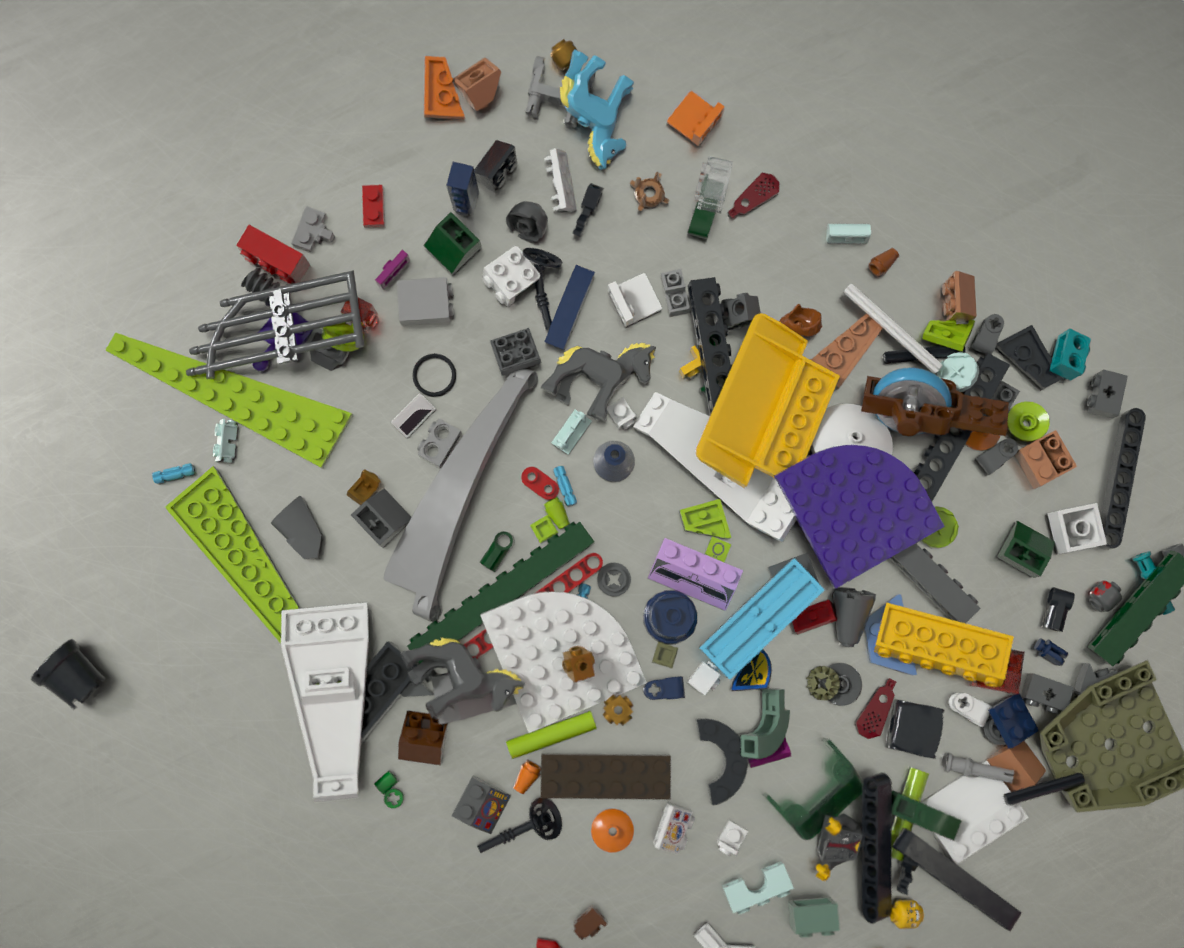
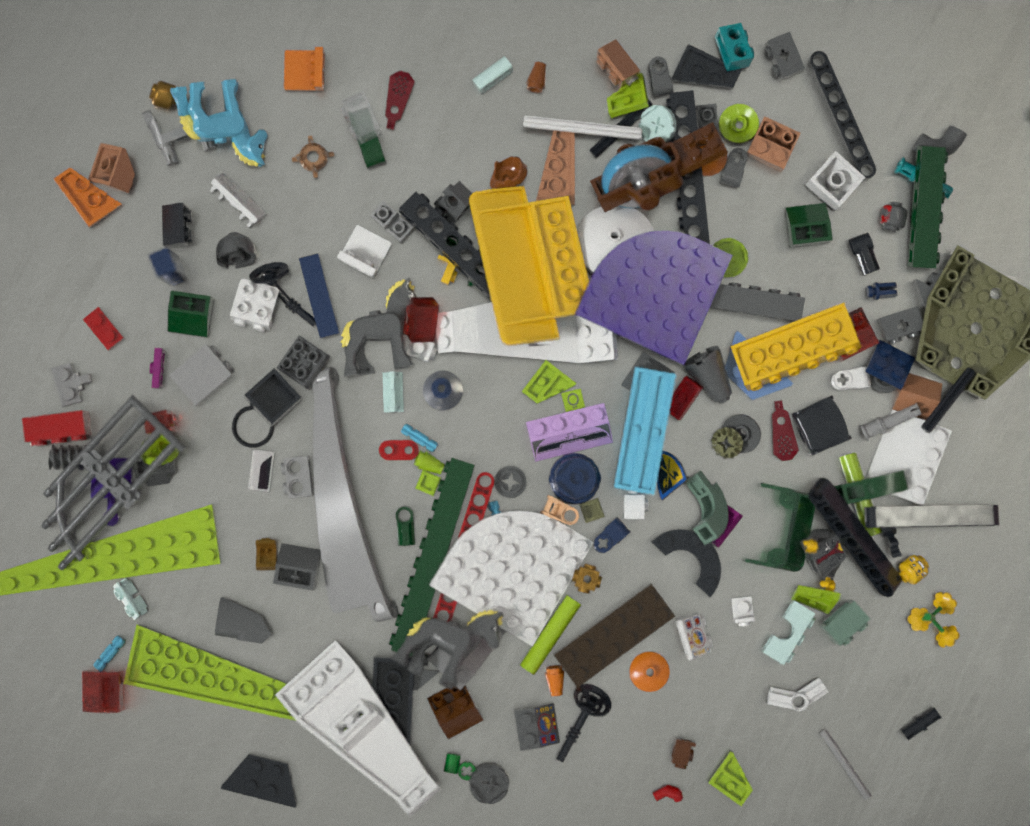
camera: 35 degrees left, 5 degrees up
(143, 501) = (102, 691): none -> clear red slope
(217, 675) = (263, 780): none -> black wing
(404, 824) = (489, 783): none -> dark grey tile
(468, 361) = (272, 397): none -> black piece
(578, 663) = (531, 567): pearl gold brick -> none
(589, 204) = (273, 202): black piece -> none
(637, 634) = (558, 510): none -> light nougat piece
(640, 388) = (422, 319): none -> clear red piece
(804, 876) = (816, 598): none -> lime wing

